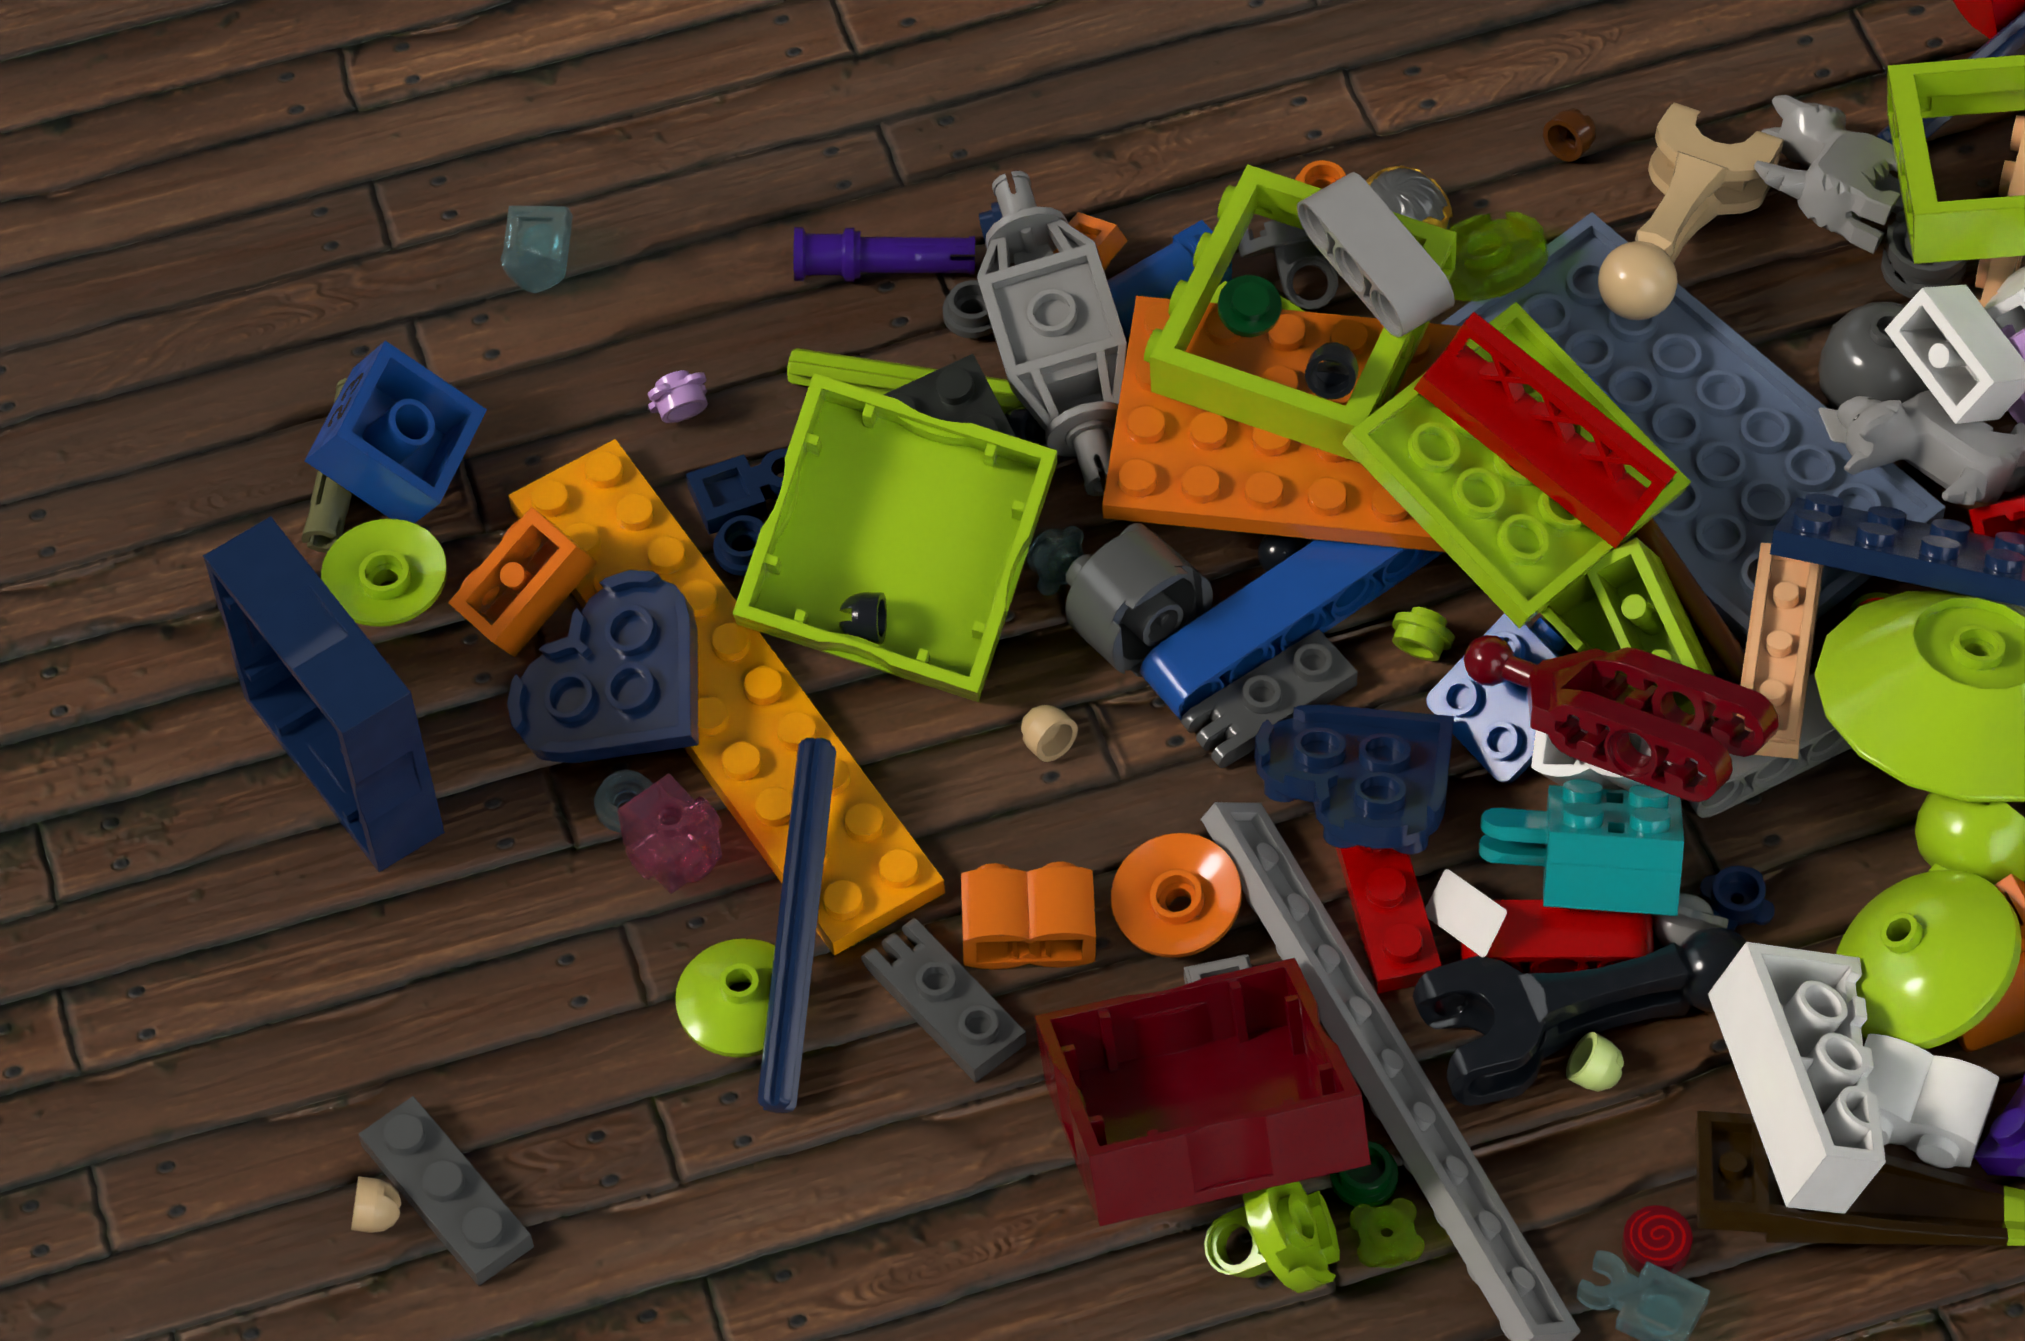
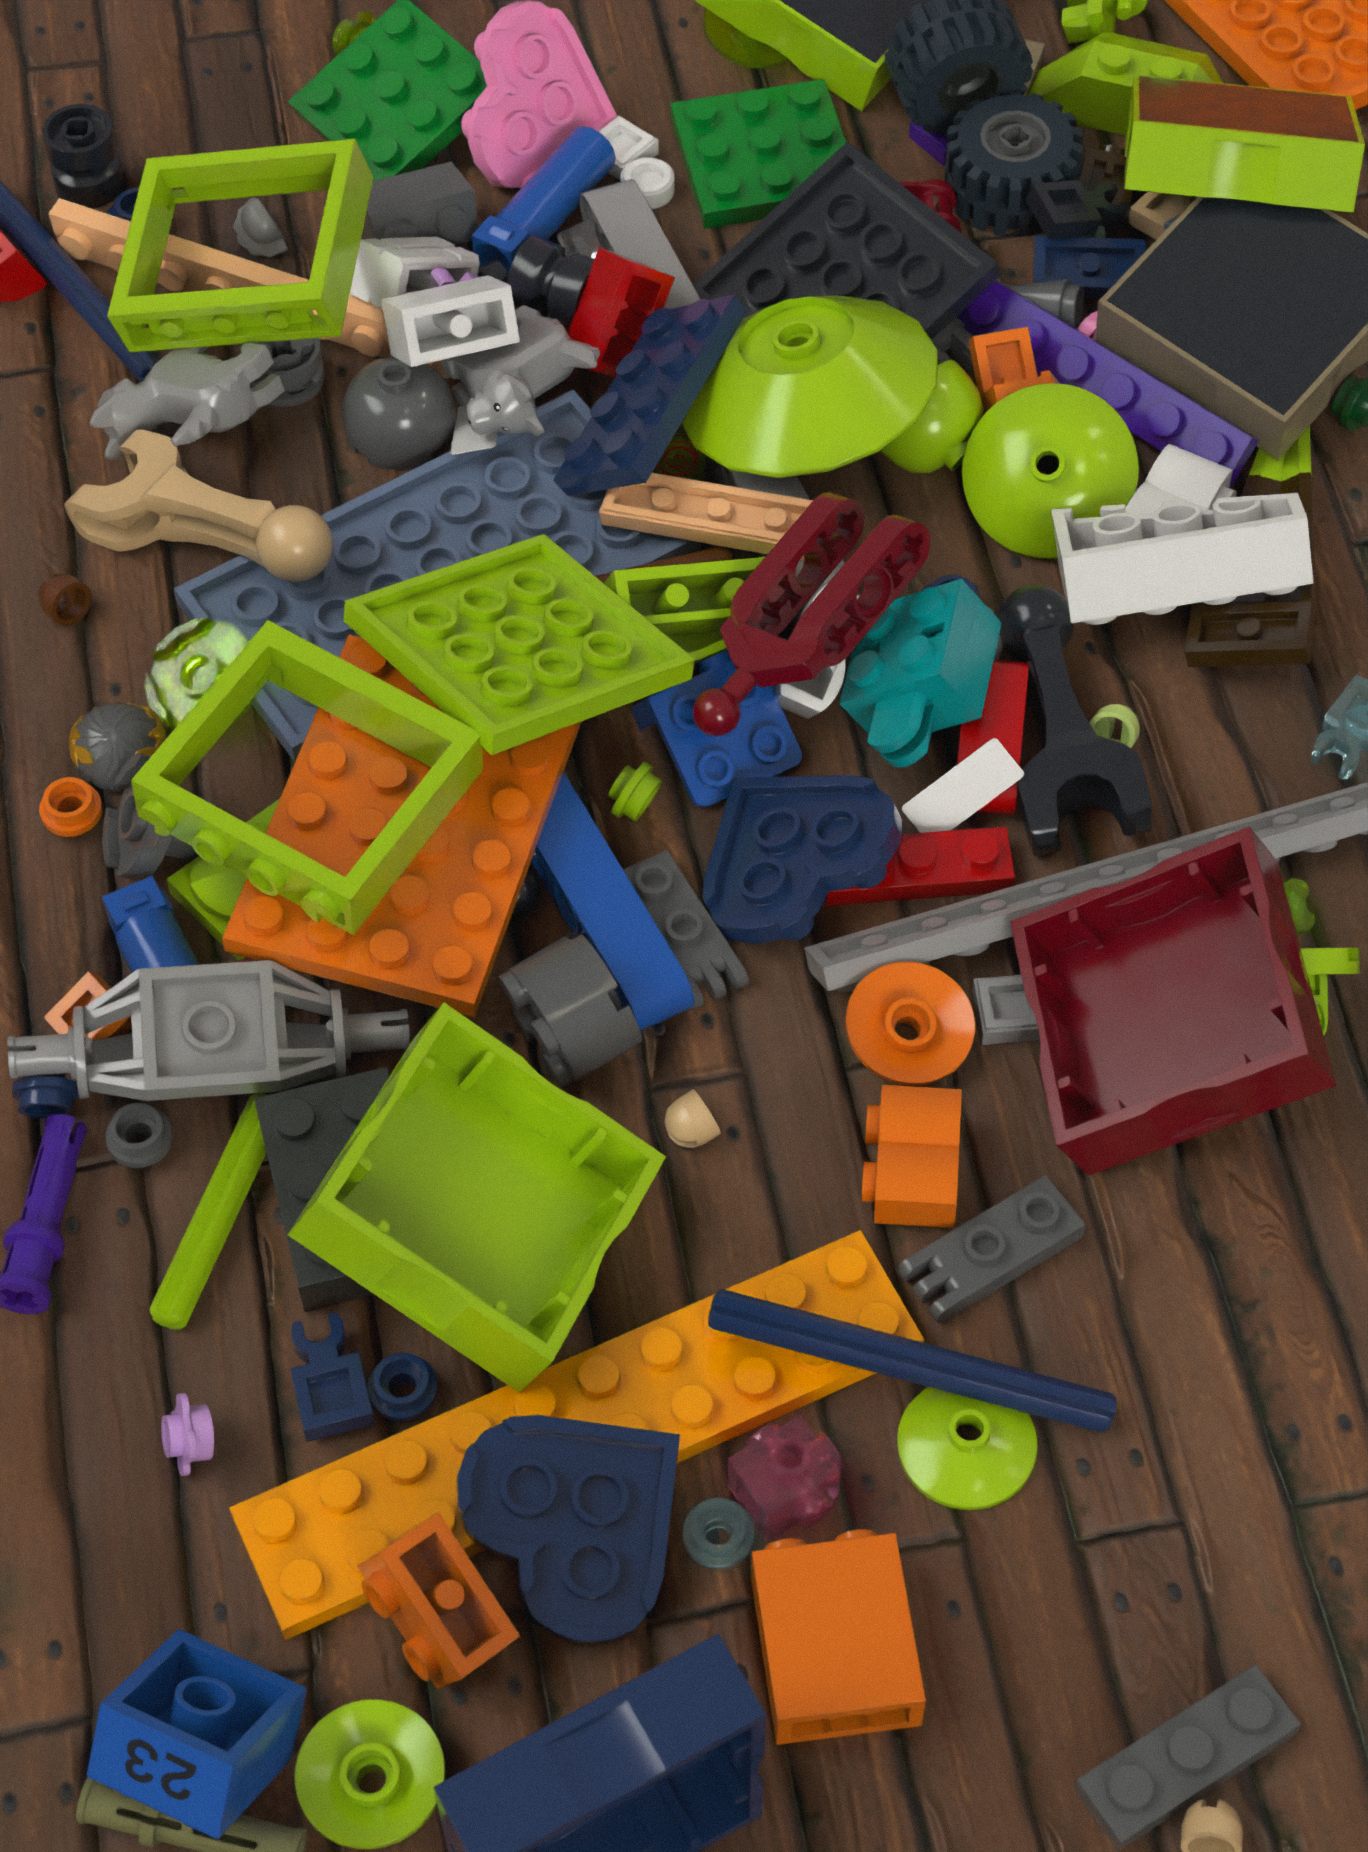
camera: 85 degrees left, 0 degrees up
(531, 895) = (836, 1637): none -> orange brick
(868, 616) = (554, 1249): black hinge -> none
(1249, 306) = (321, 796): dark green plate -> none
(1335, 375) = (418, 737): black hinge -> none
(1375, 254) = (292, 675): light grey beam -> none
(1541, 436) = (505, 608): red fence -> none
(1657, 1236) = (1291, 714): dark red tile -> none

